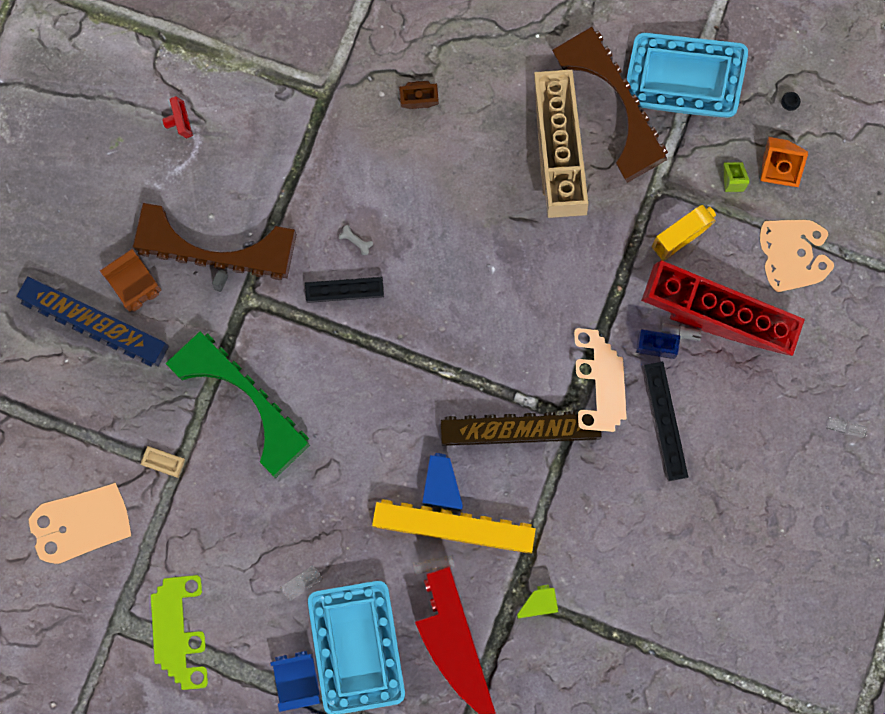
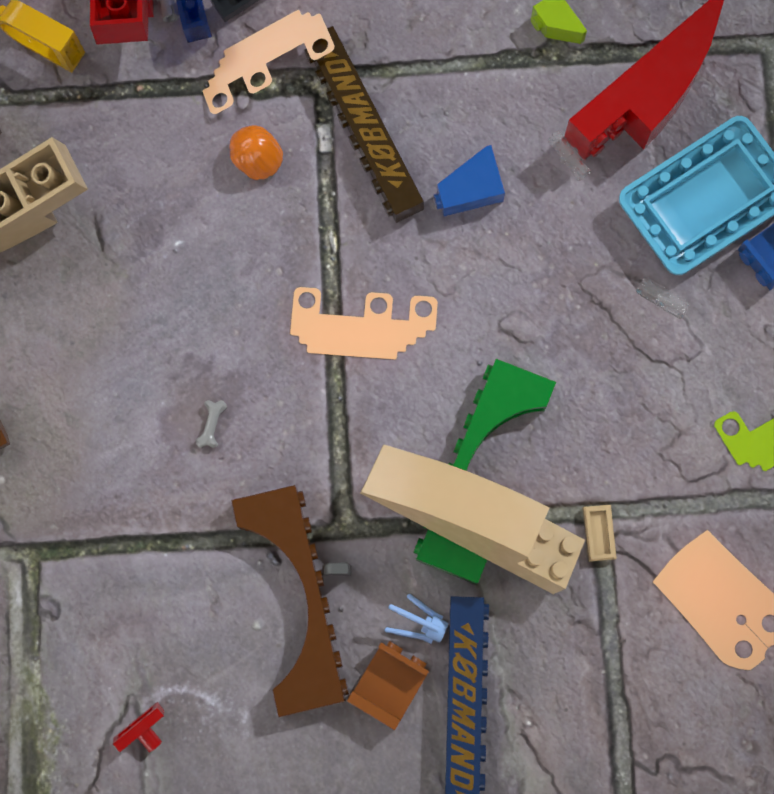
camera: 110 degrees left, 0 degrees up
(153, 324) = (432, 627): none -> light blue plant
(205, 376) = (476, 515): none -> tan slope
(344, 289) = (282, 407): black plate -> none
(371, 362) = (359, 336): none -> light nougat piece
(454, 527) = (516, 150): yellow brick -> none
(533, 346) = (255, 152): none -> orange piece

